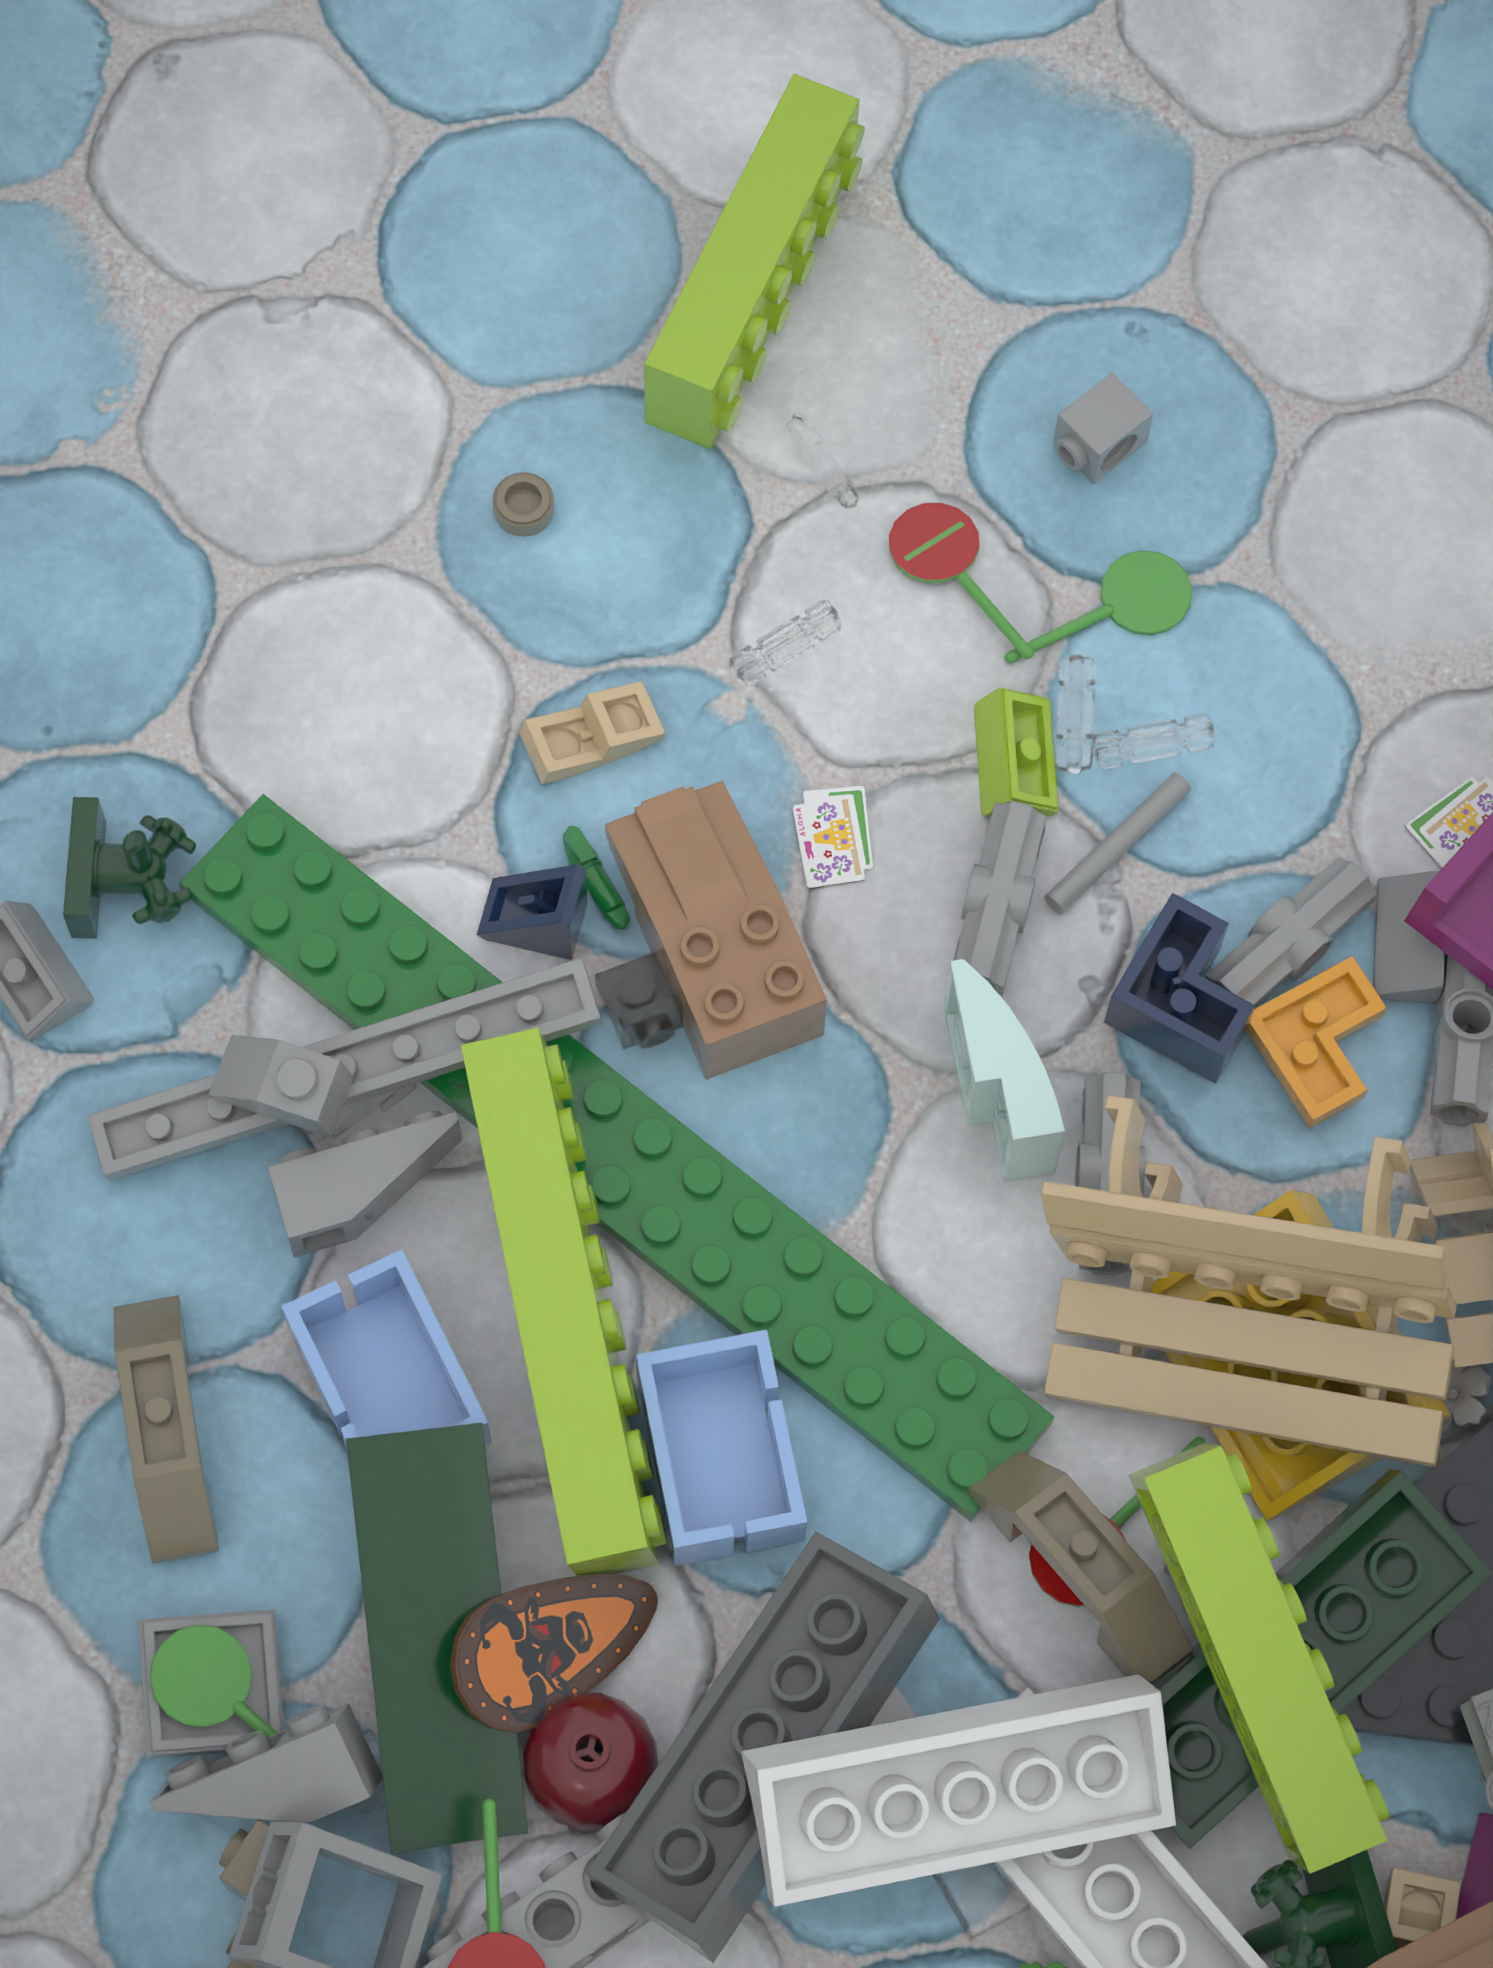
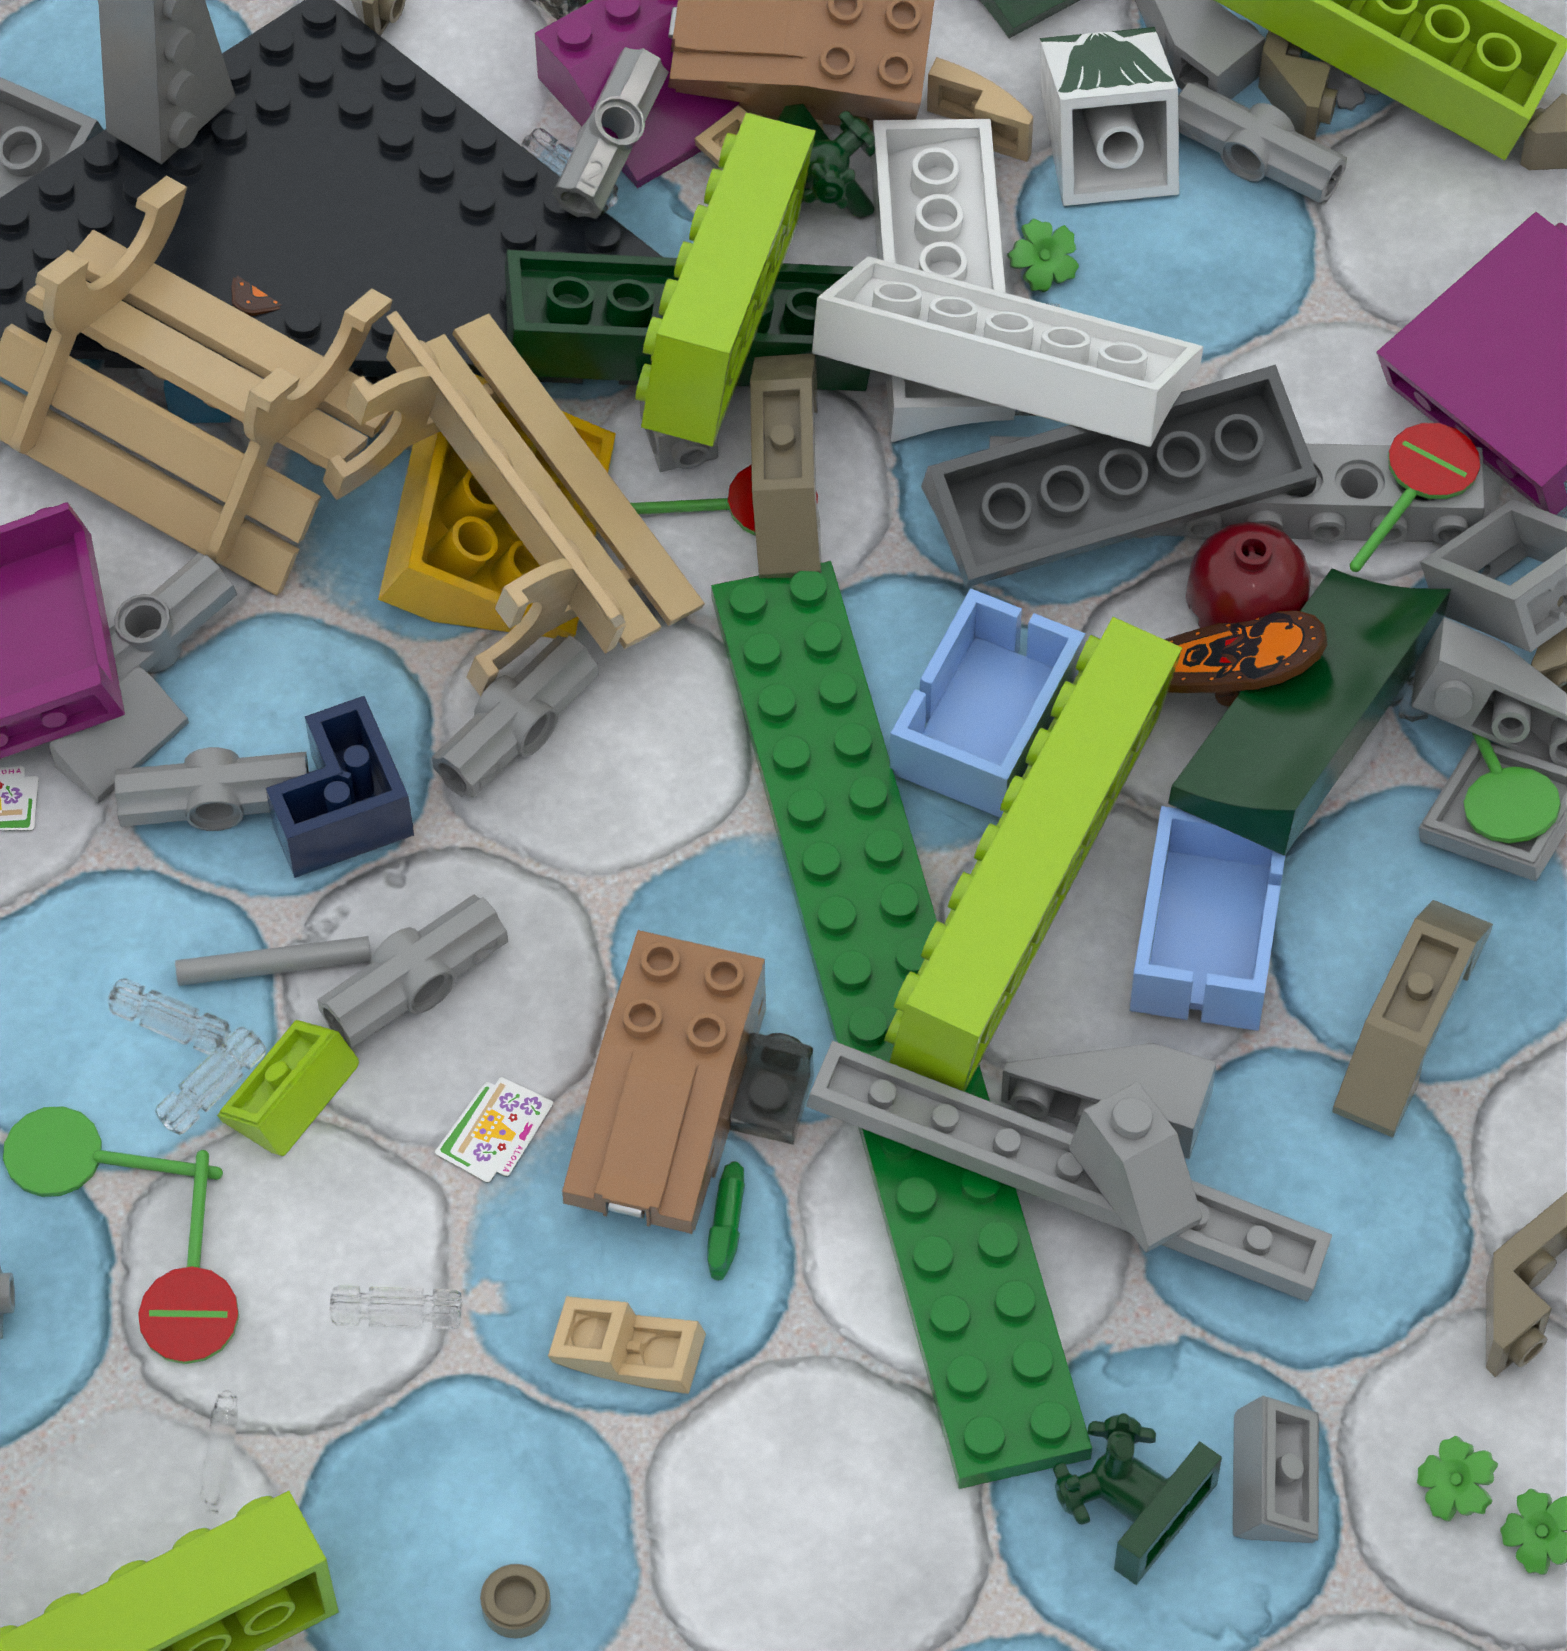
camera: 140 degrees left, 10 degrees down
(537, 910) = (800, 1209): dark blue slope -> none
(1001, 1075) = (546, 808): light aqua slope -> none
(1301, 1033) = (263, 720): light orange plate -> none

